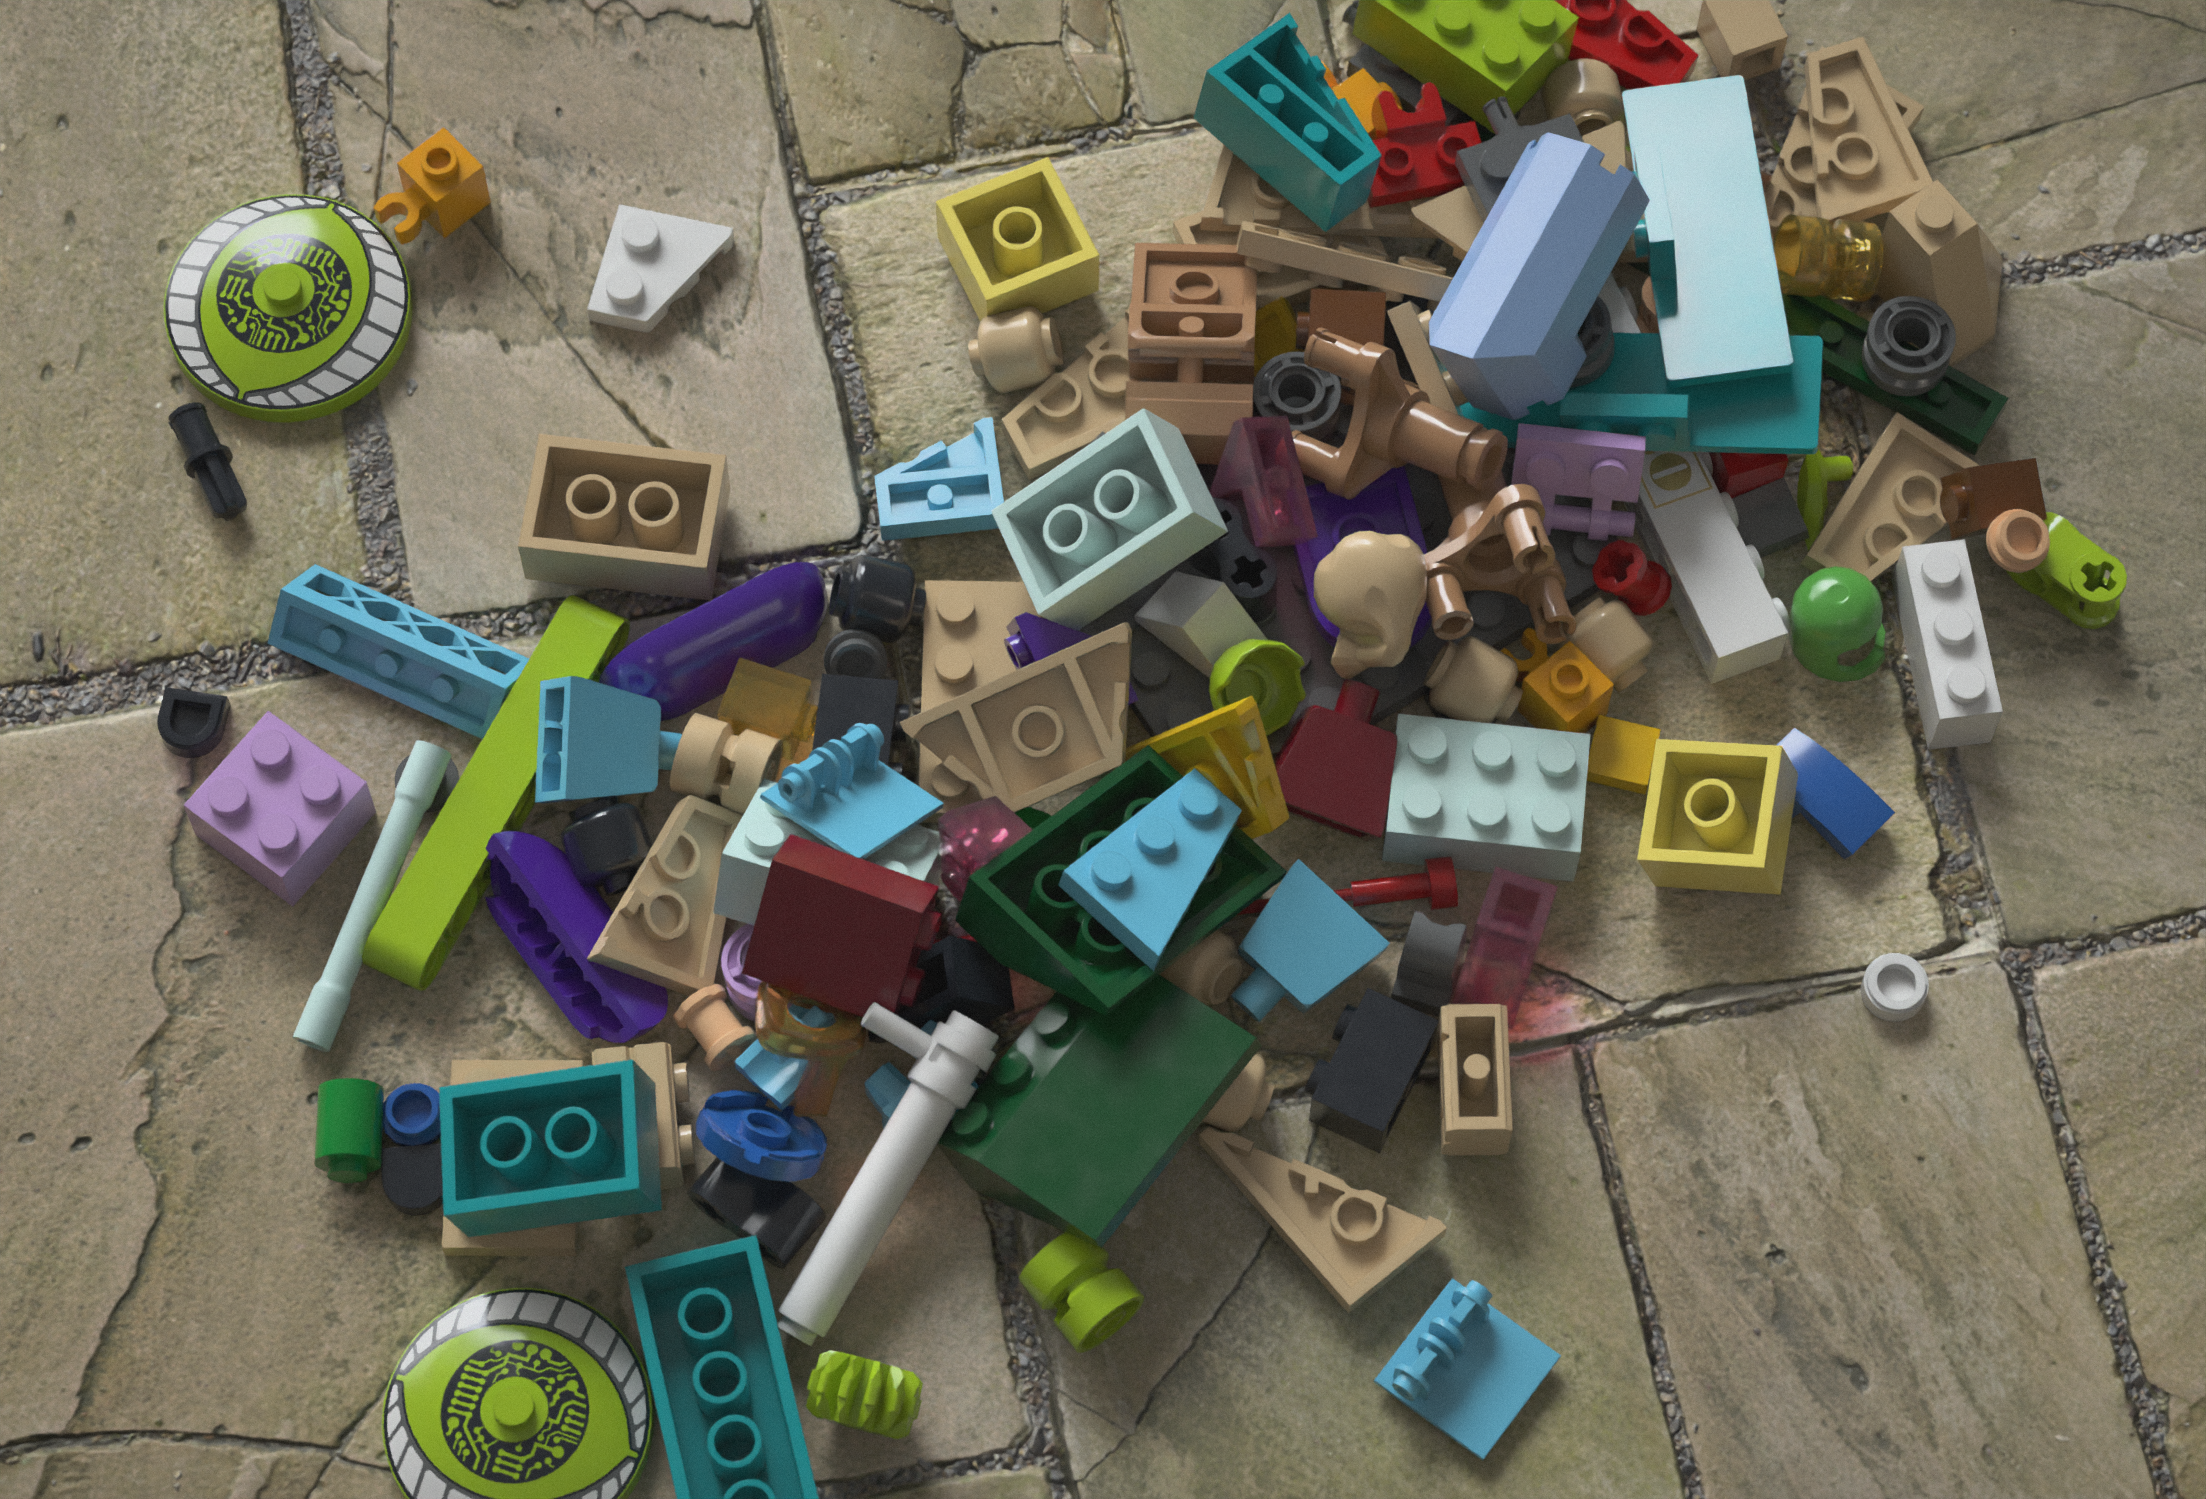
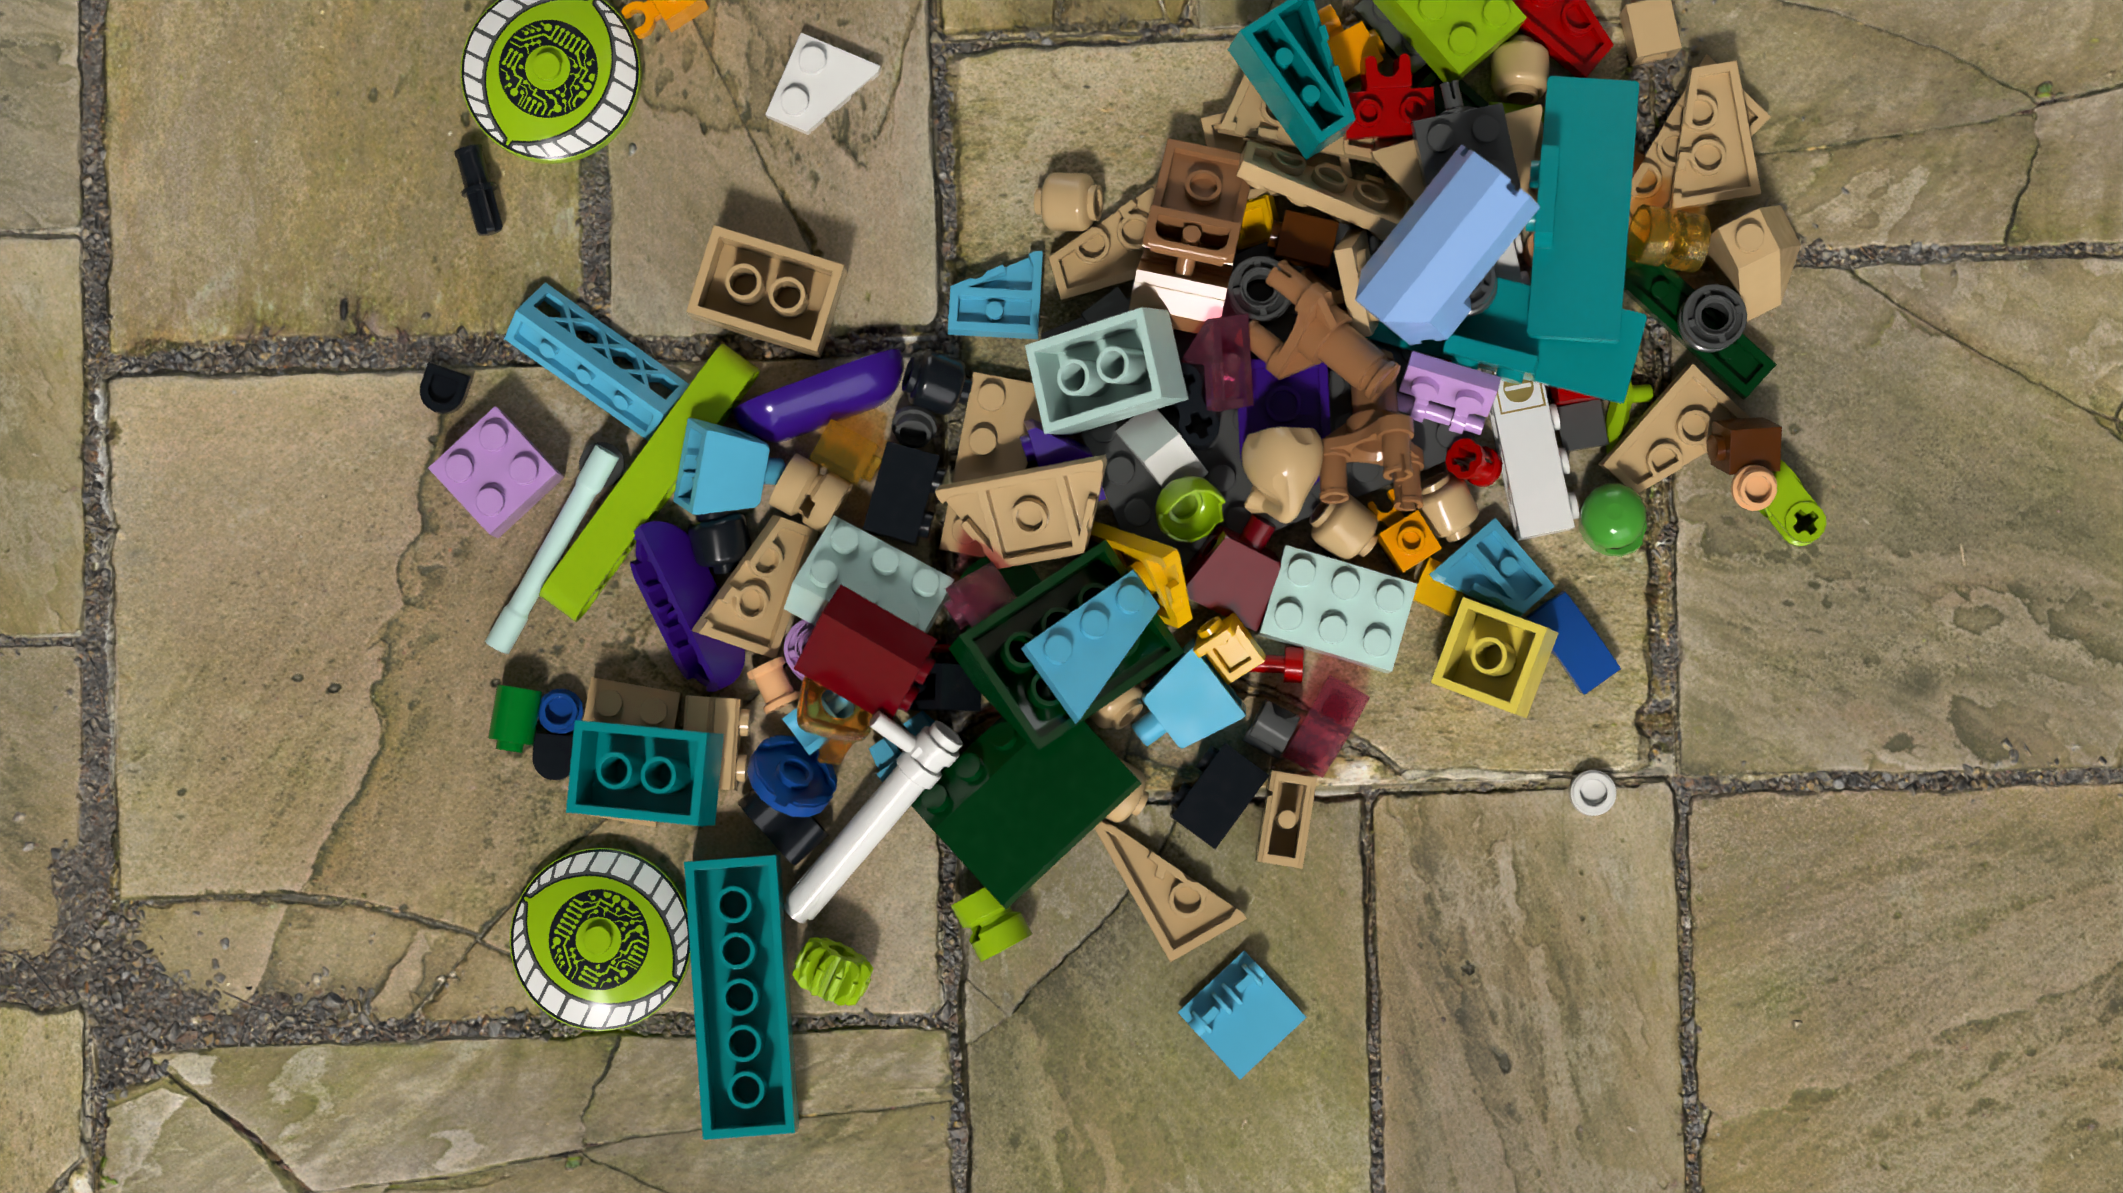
camera: 15 degrees right, 20 degrees up
(851, 795) = (890, 551): medium azure hinge -> none
(1018, 242) = (1083, 121): light yellow brick -> none
(1347, 859) = (1228, 647): none -> yellow bracket
(1688, 704) = (1494, 571): none -> medium azure wing
(1946, 644) = (1686, 548): white brick -> none

